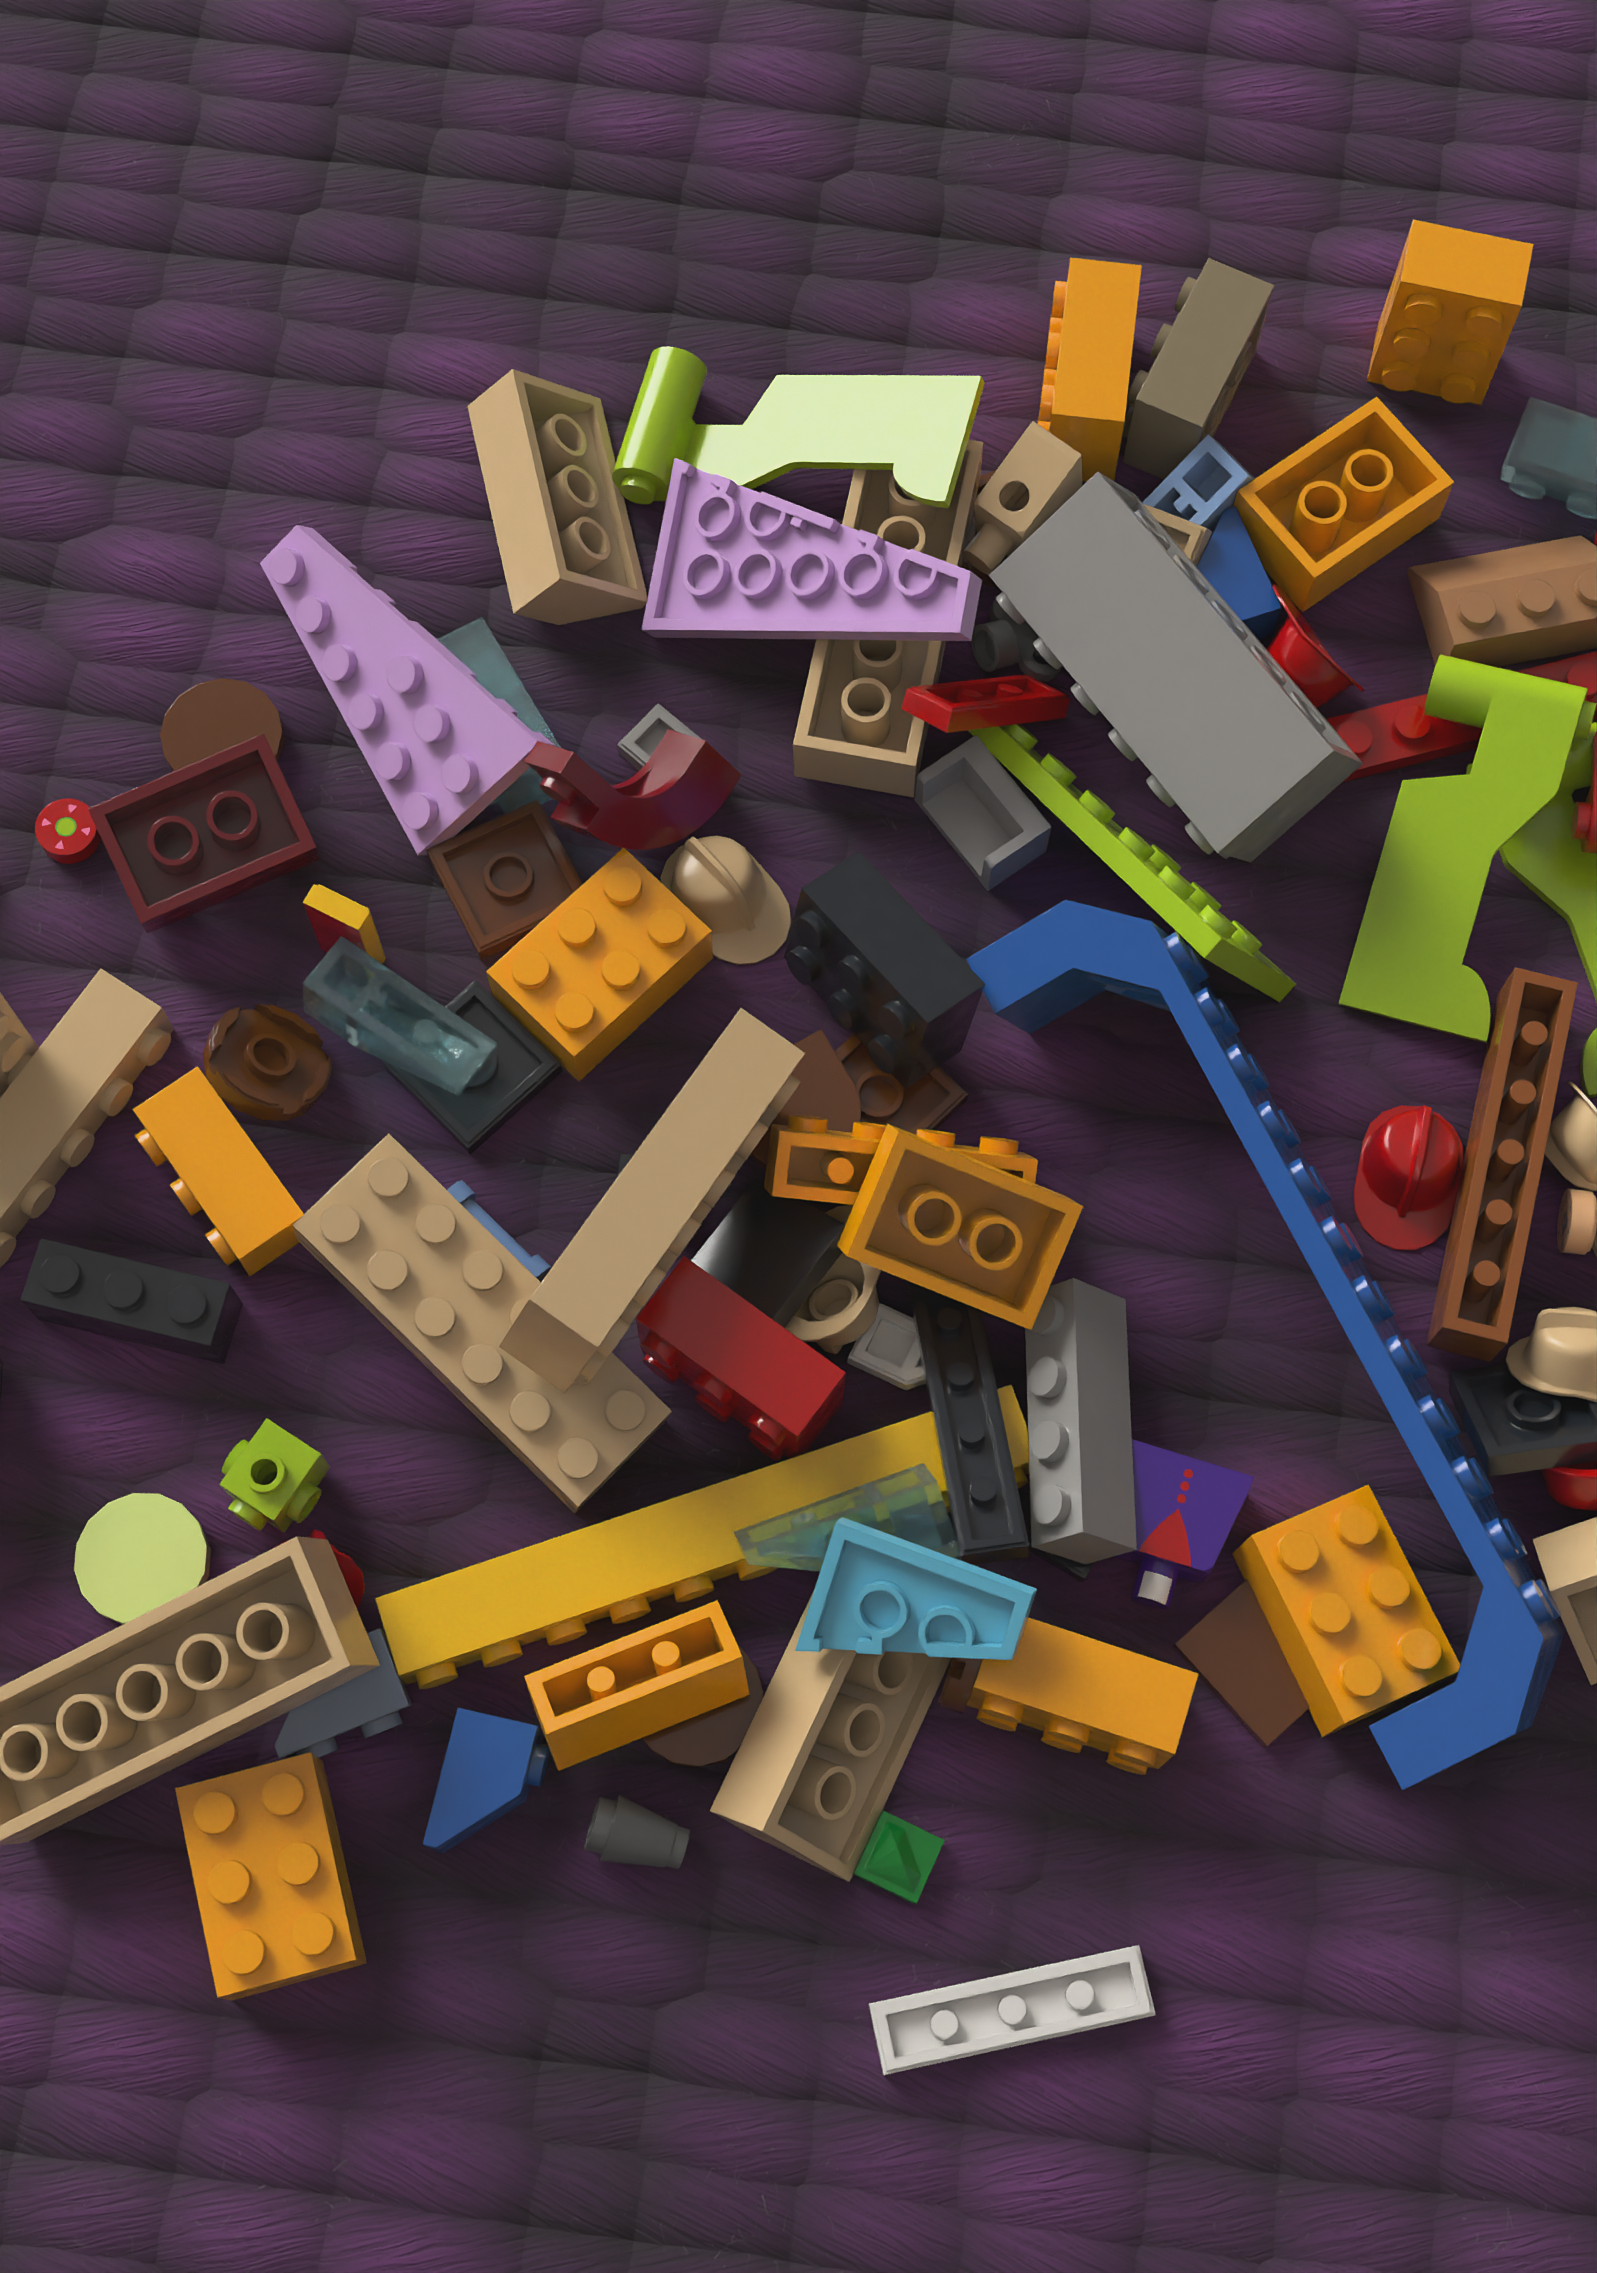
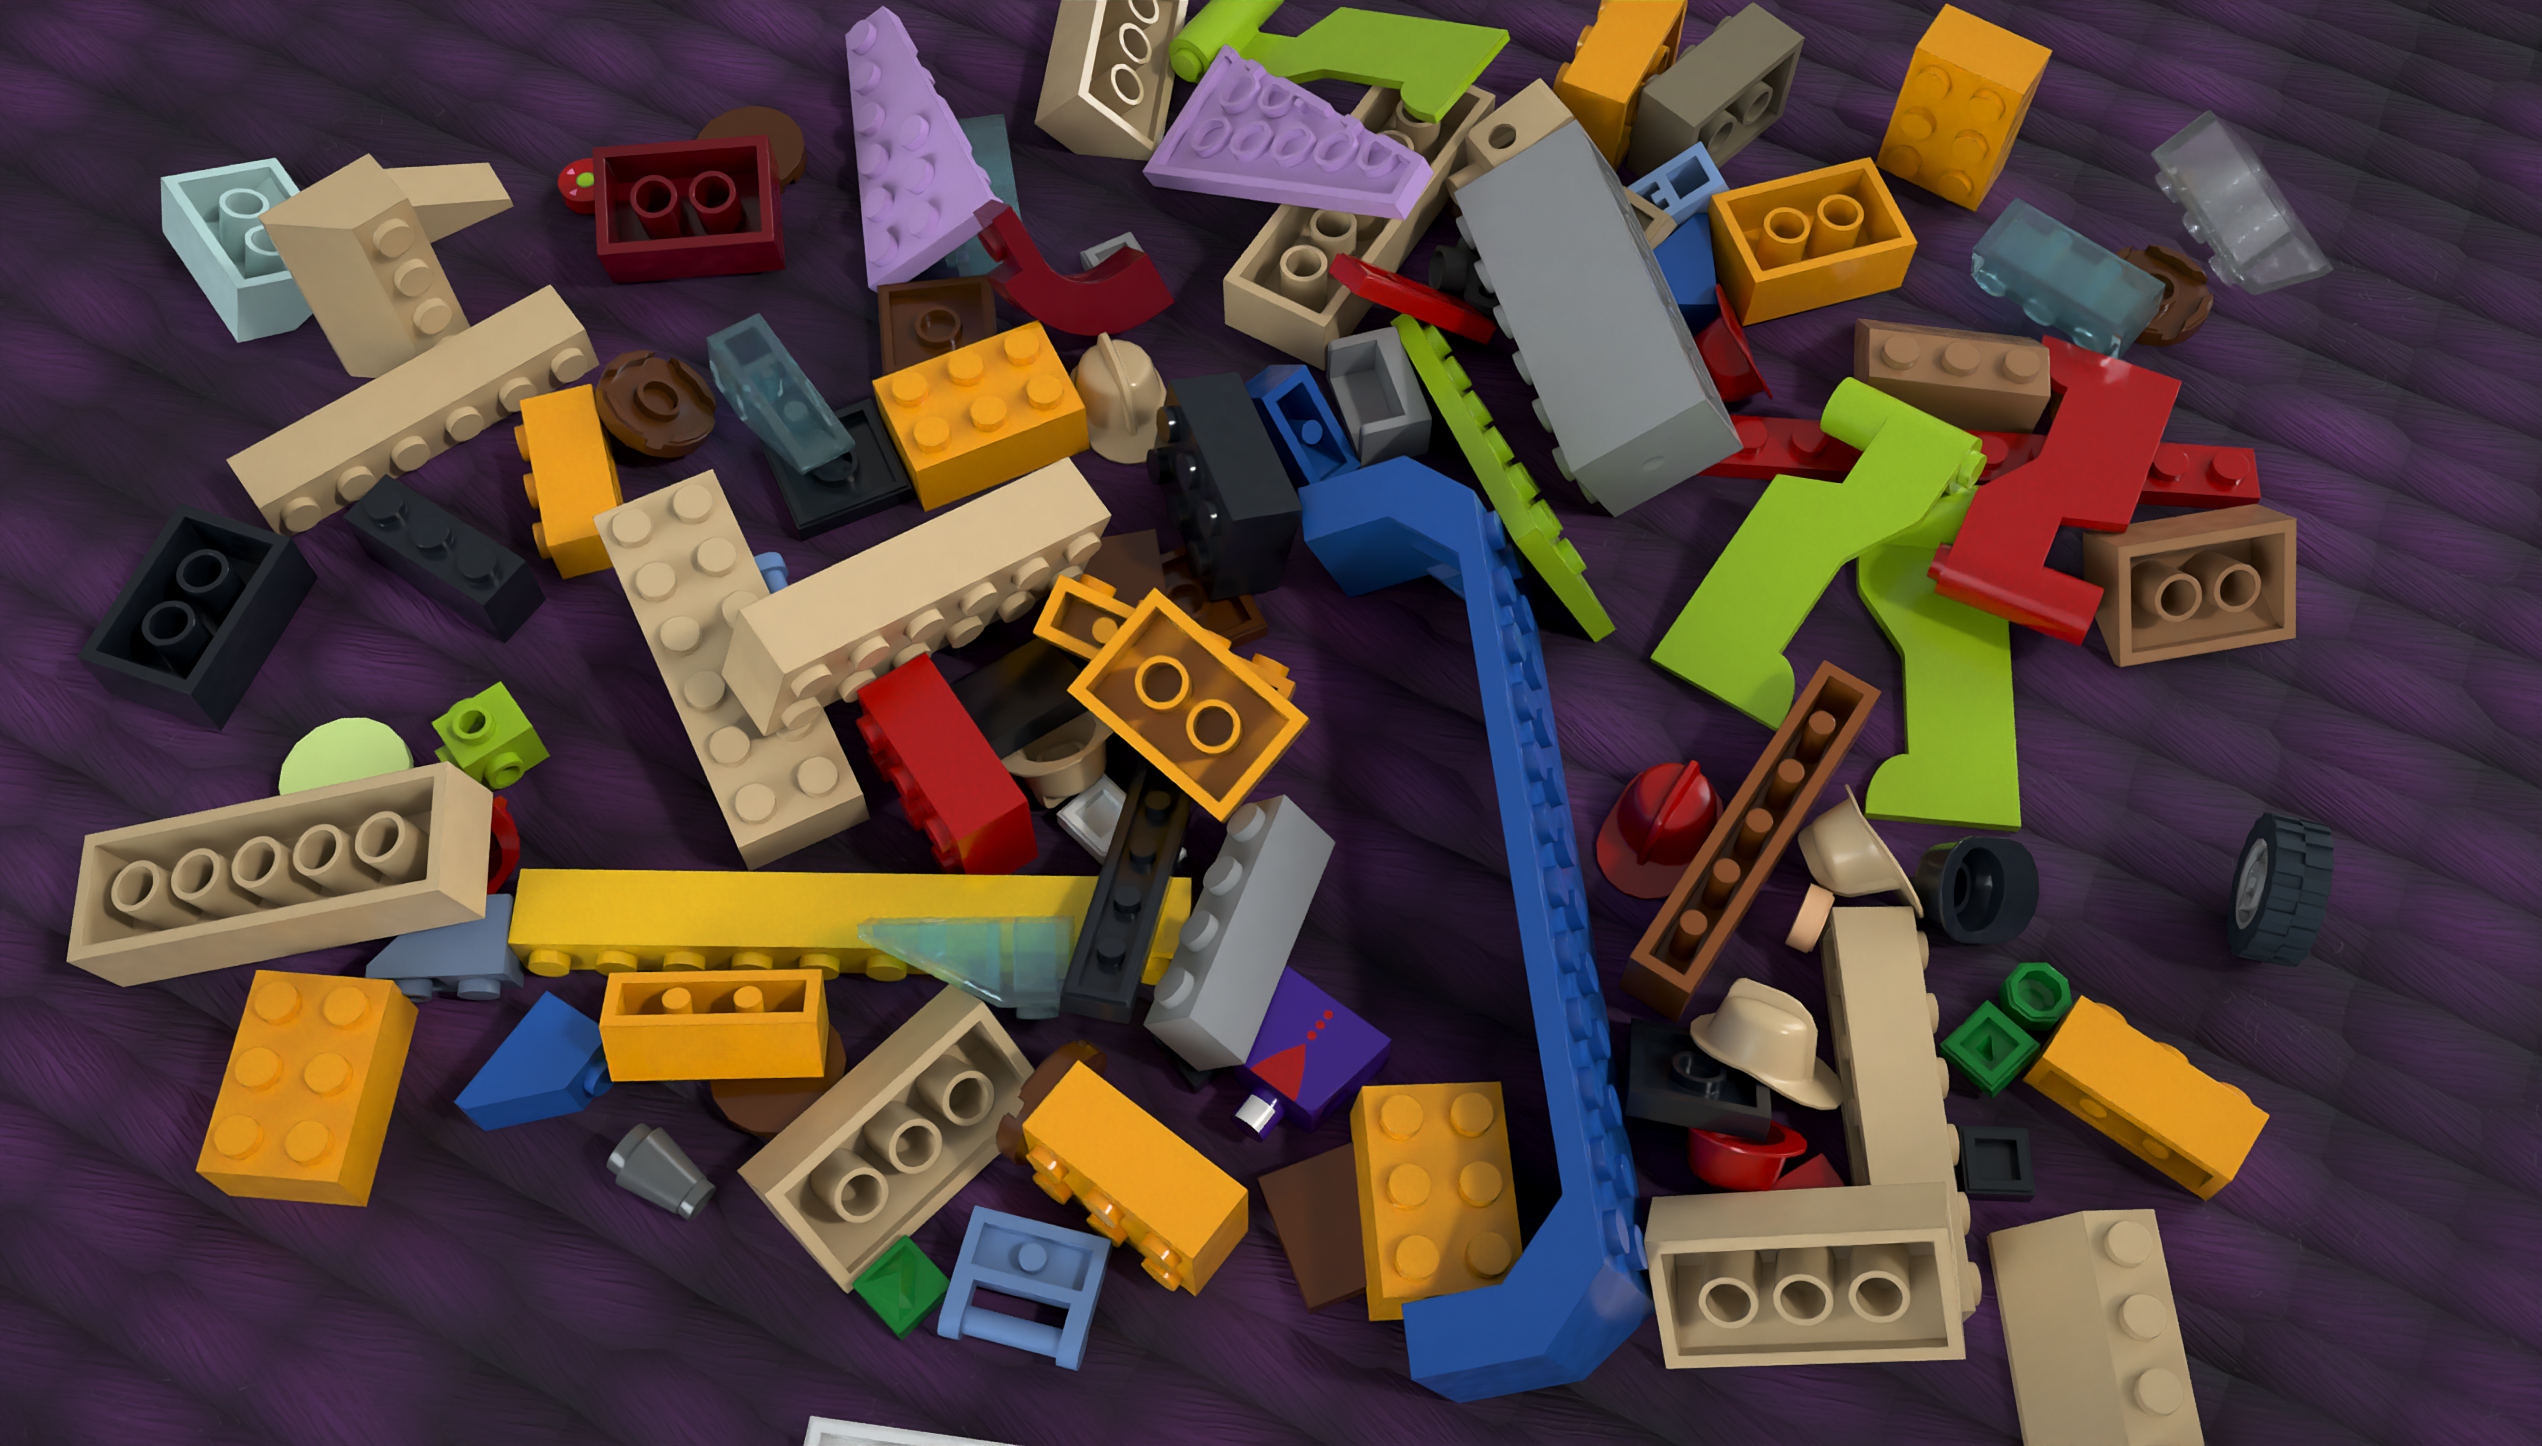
camera: 20 degrees right, 10 degrees down
(339, 916) = (766, 296): yellow tile -> none
(907, 1598) = (992, 1019): medium azure wing -> none
(921, 871) = (1301, 424): none -> blue slope
(1010, 1795) = (1030, 1263): none -> medium blue plate

